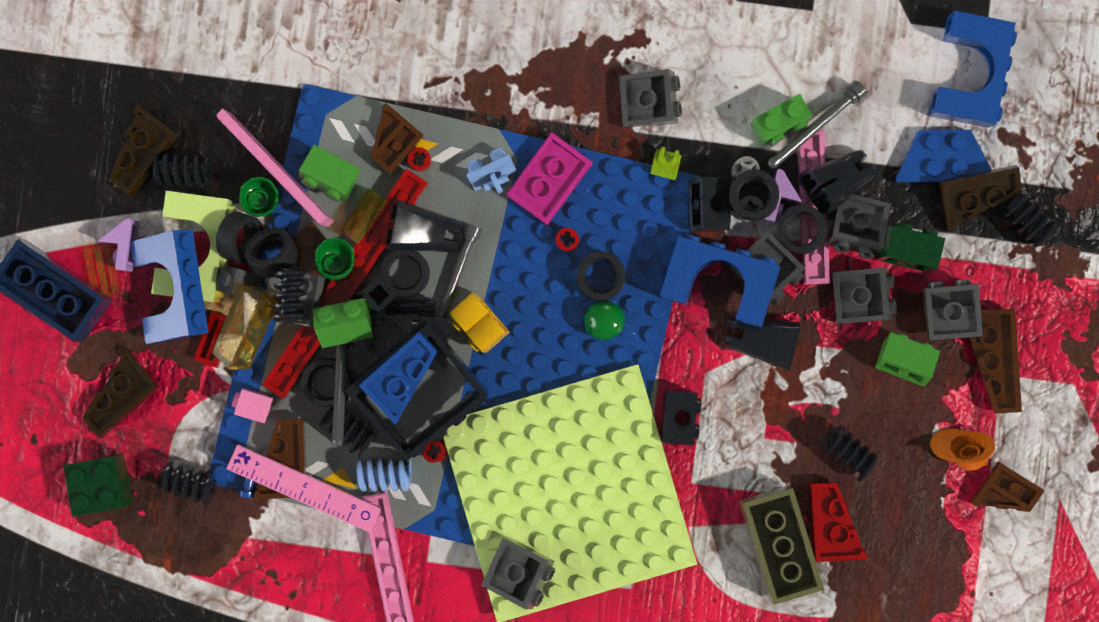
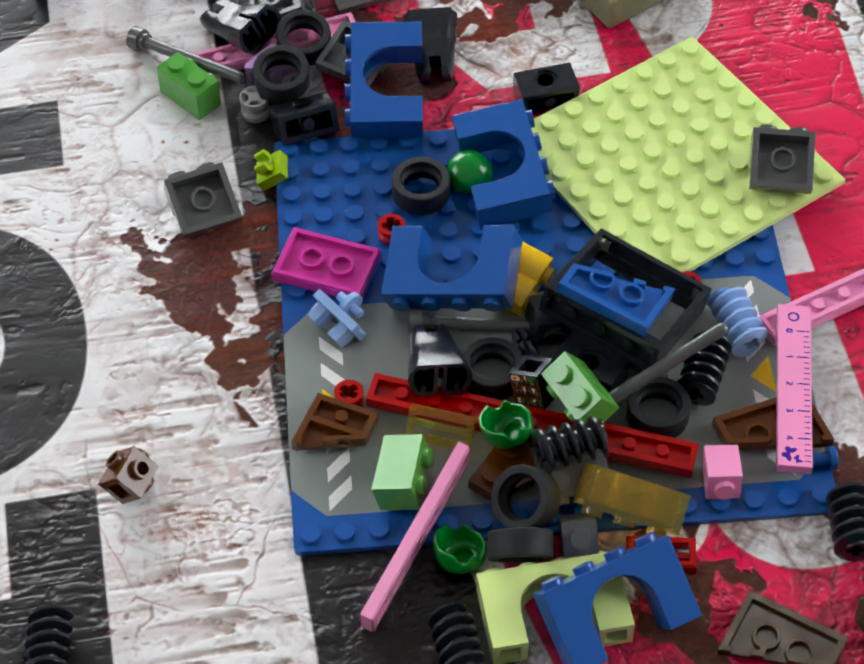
camera: 110 degrees left, 35 degrees down
(496, 234) = (487, 286): none -> blue arch
(627, 368) = (526, 190): none -> blue arch

